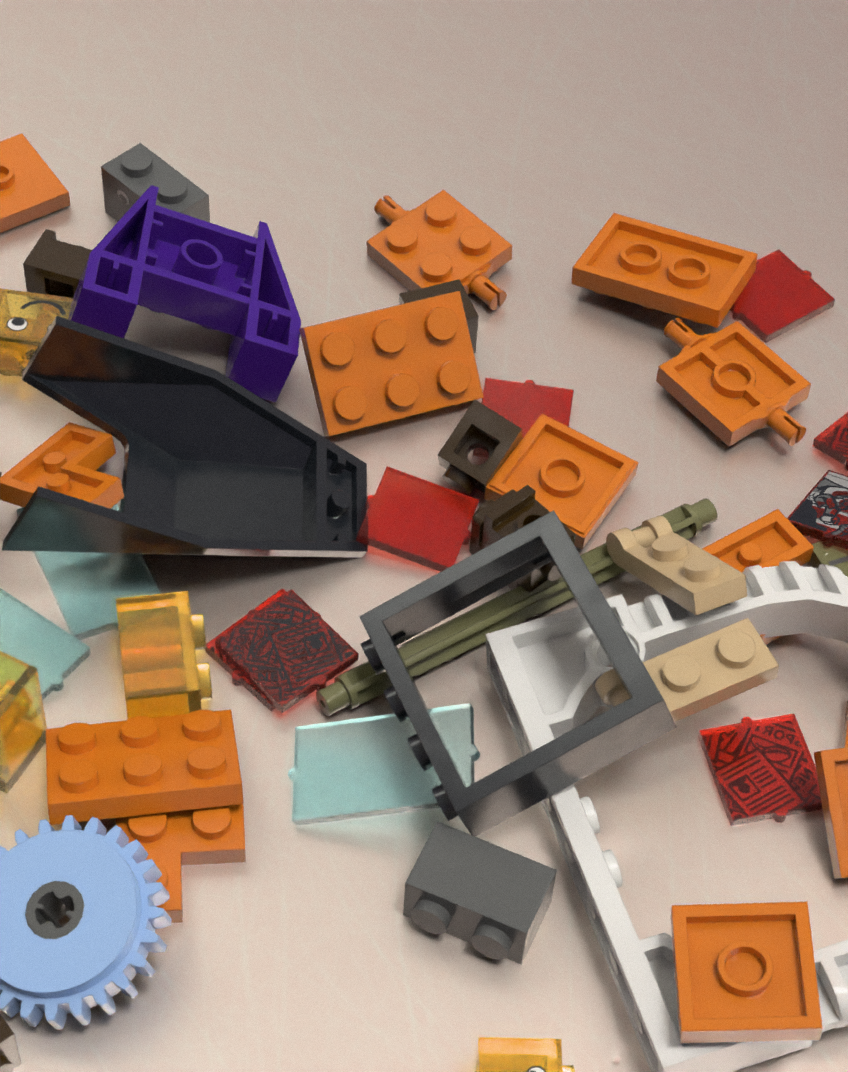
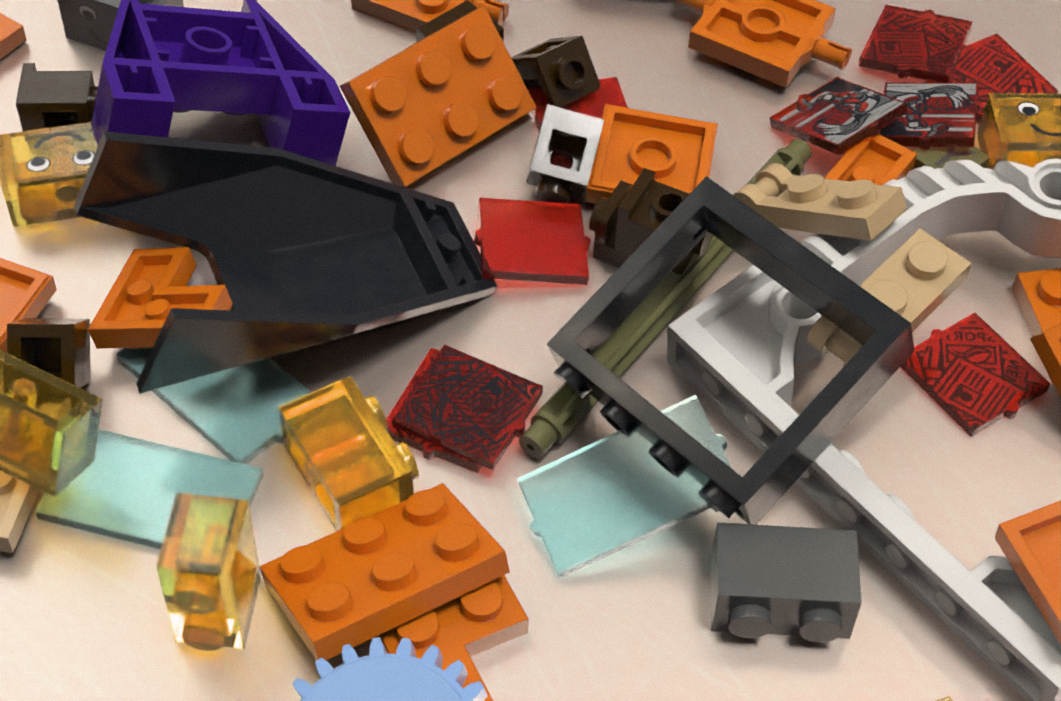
camera: 20 degrees left, 0 degrees up
(517, 368) = (561, 69): none -> dark brown bracket
(760, 488) = (838, 115): none -> piece

